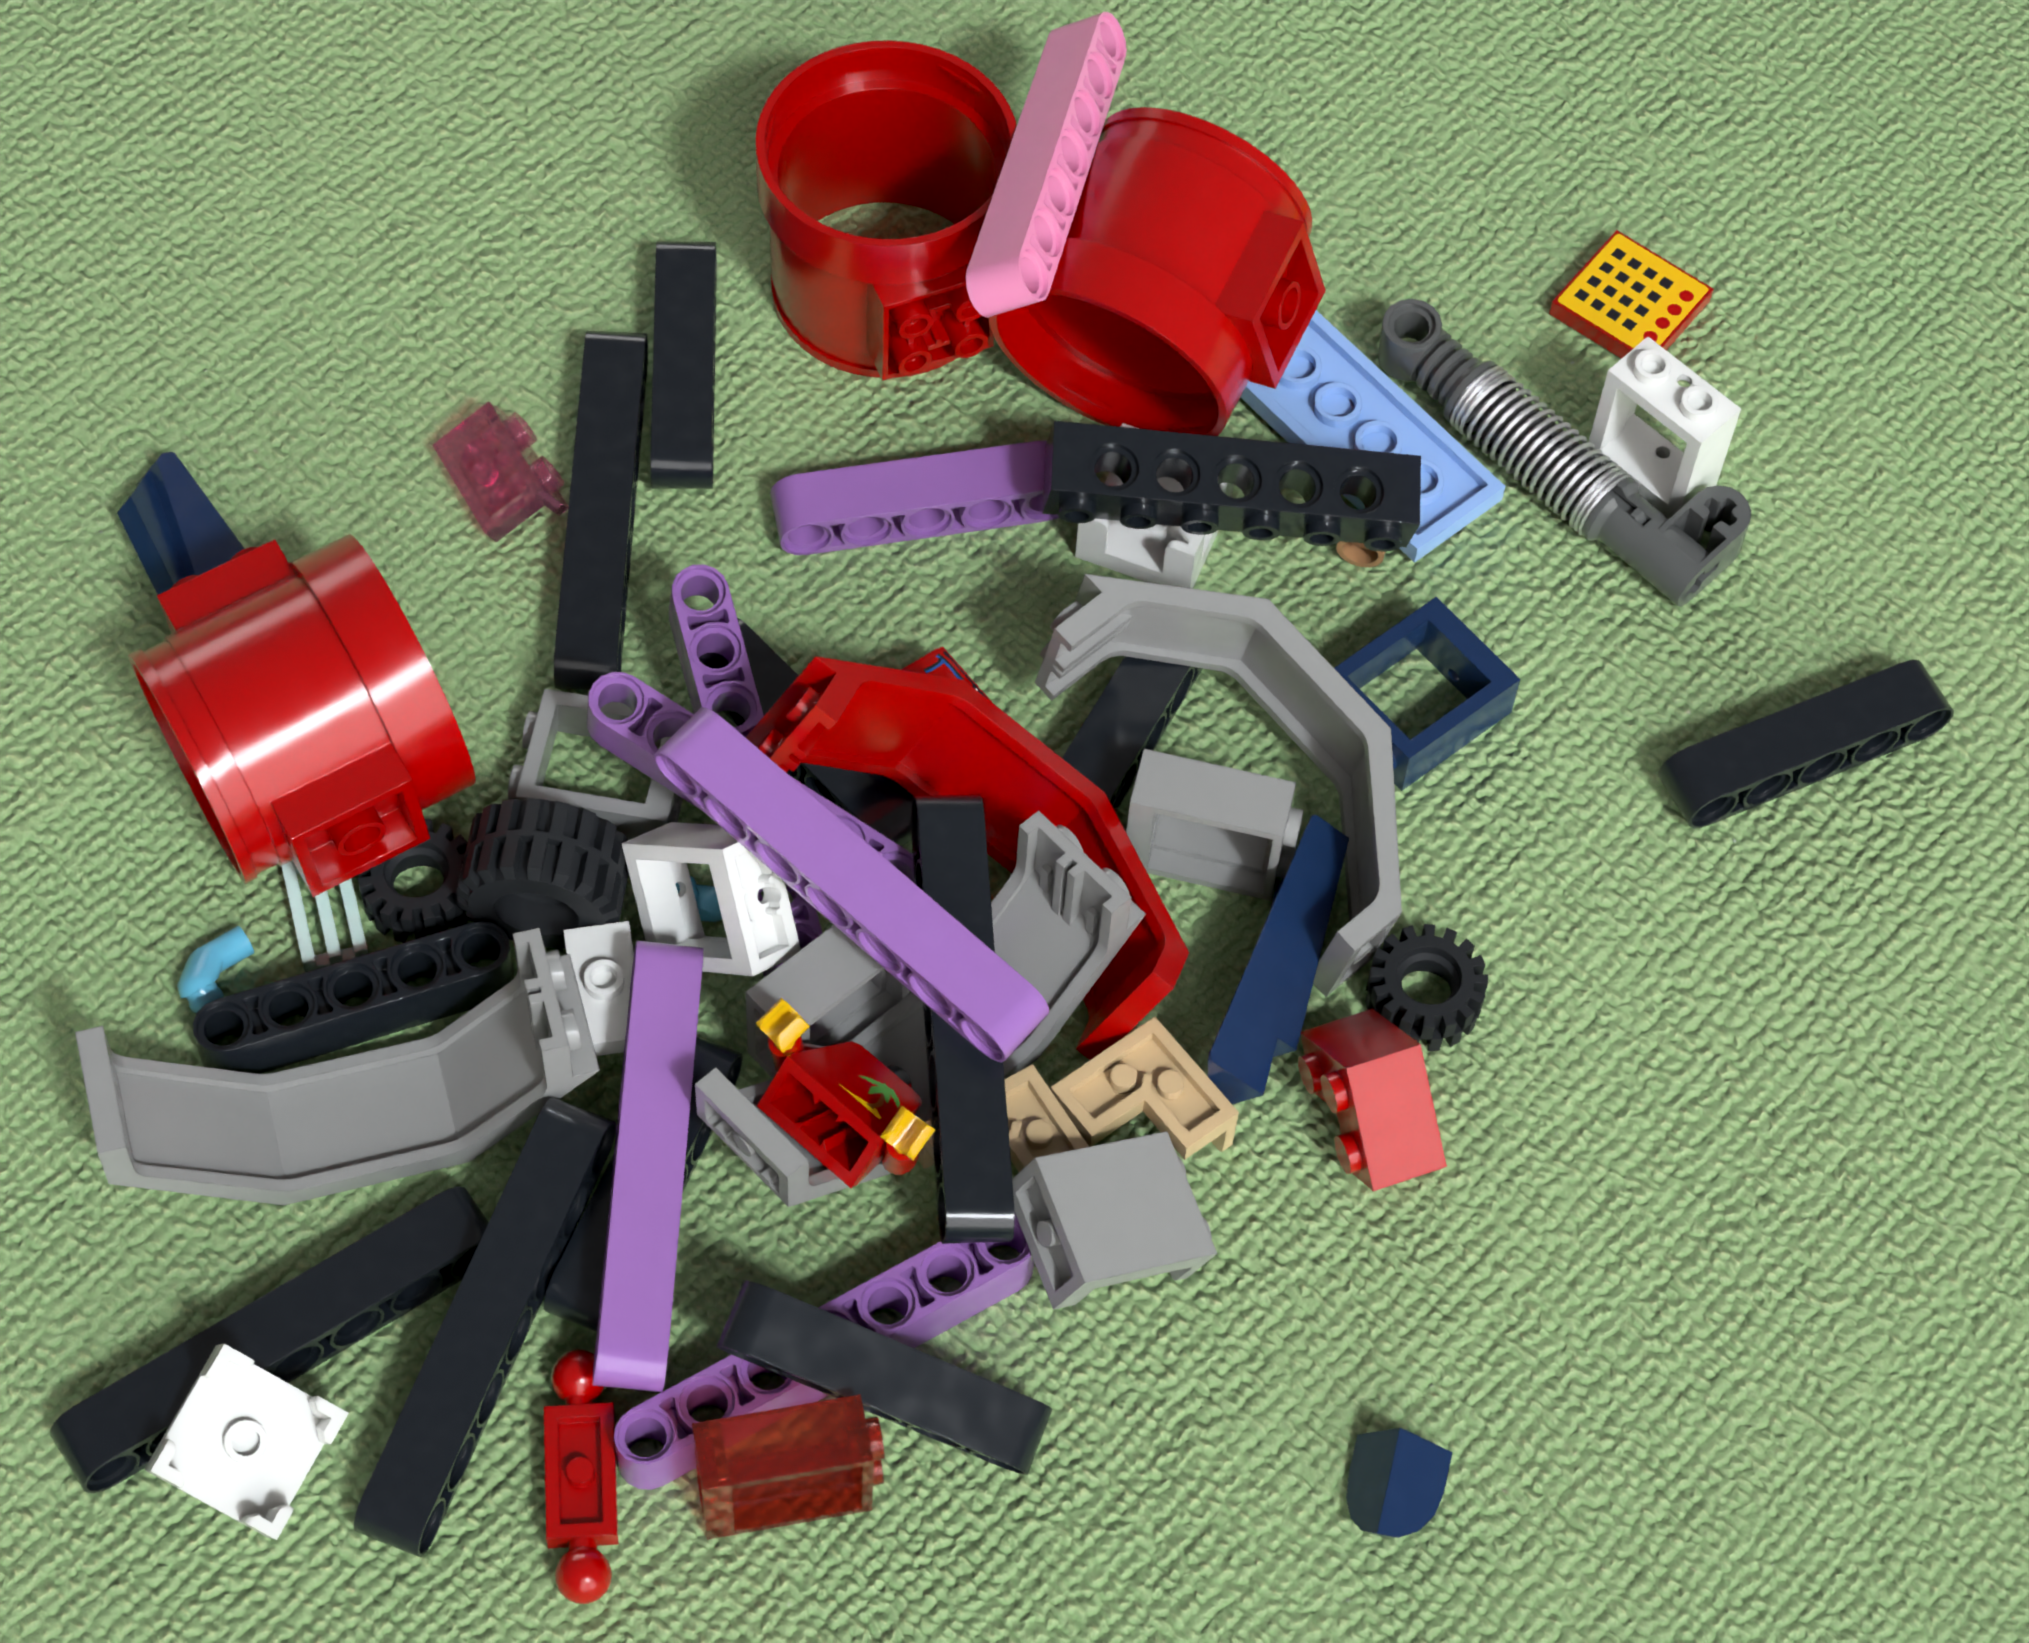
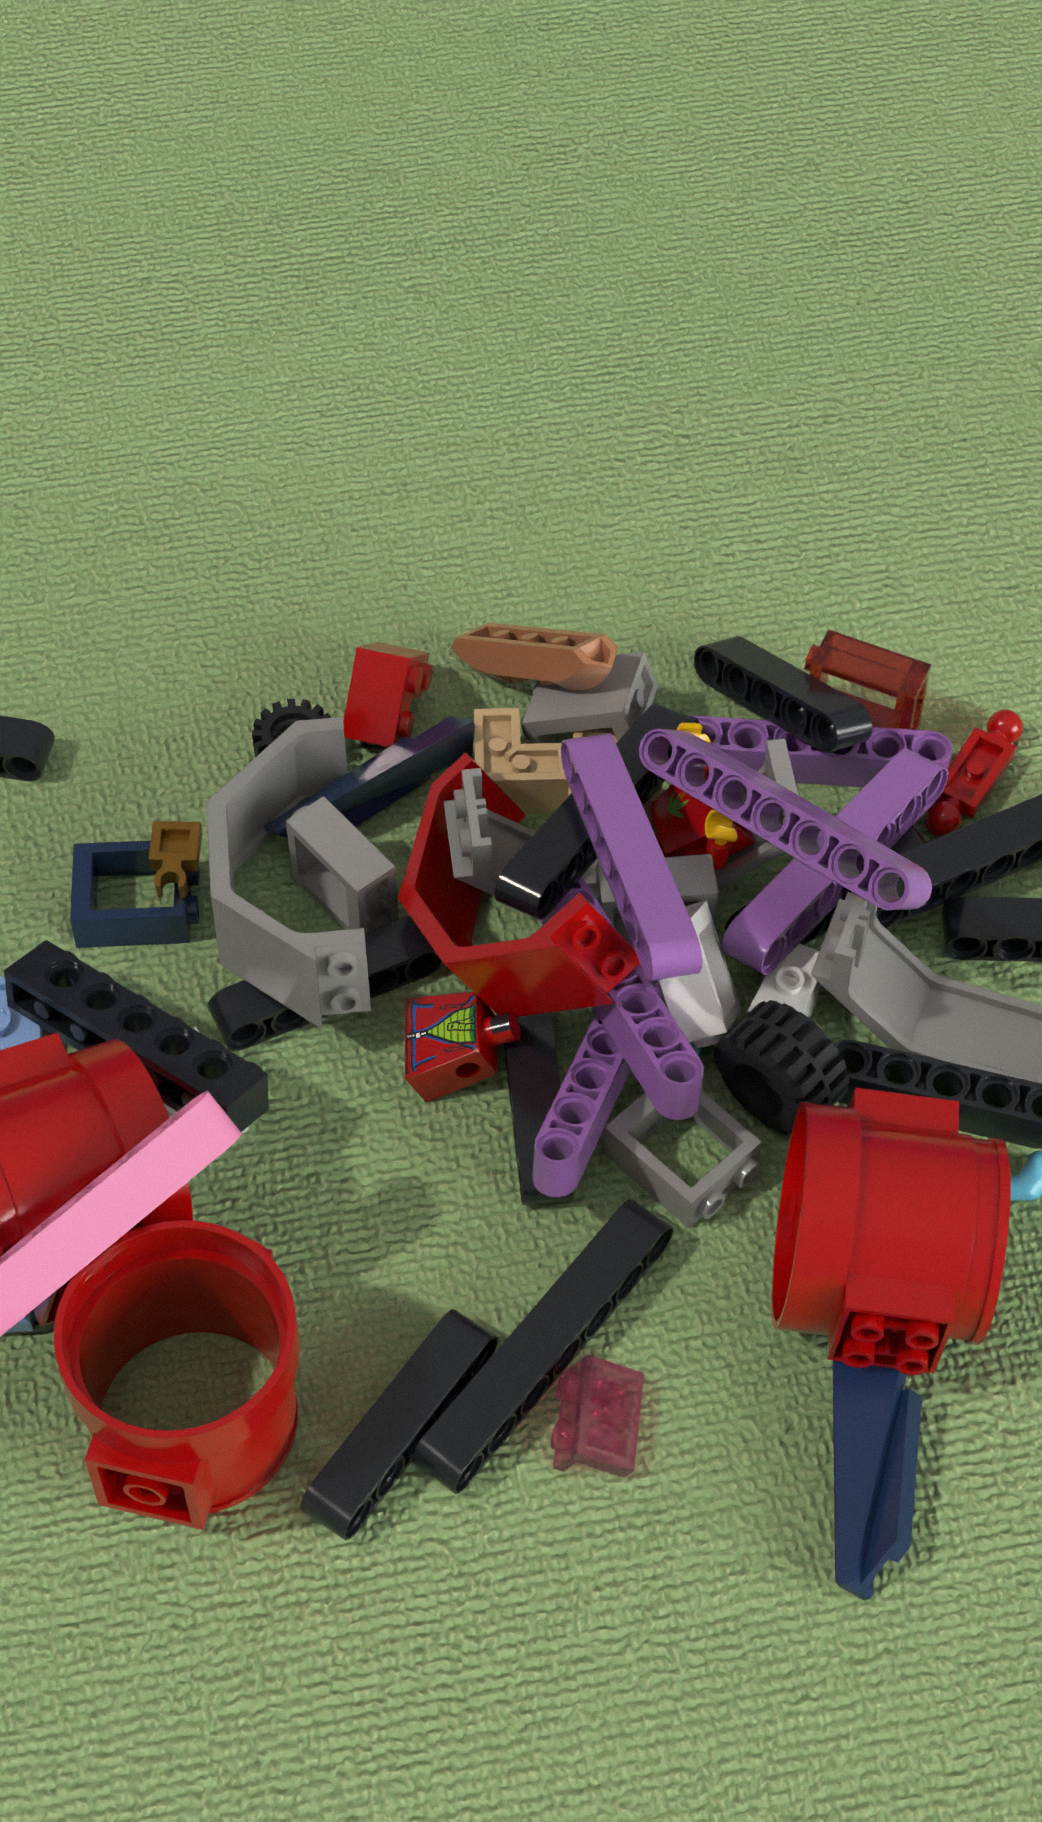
camera: 140 degrees left, 5 degrees down
(703, 1032) = (802, 820): none -> medium lavender beam
(910, 498) = (322, 1212): medium lavender beam -> none
(1221, 1212) = (543, 654): none -> nougat brick
(1395, 1482) = (543, 540): dark blue brick -> none
(1398, 702) = (173, 850): none -> pearl gold plate

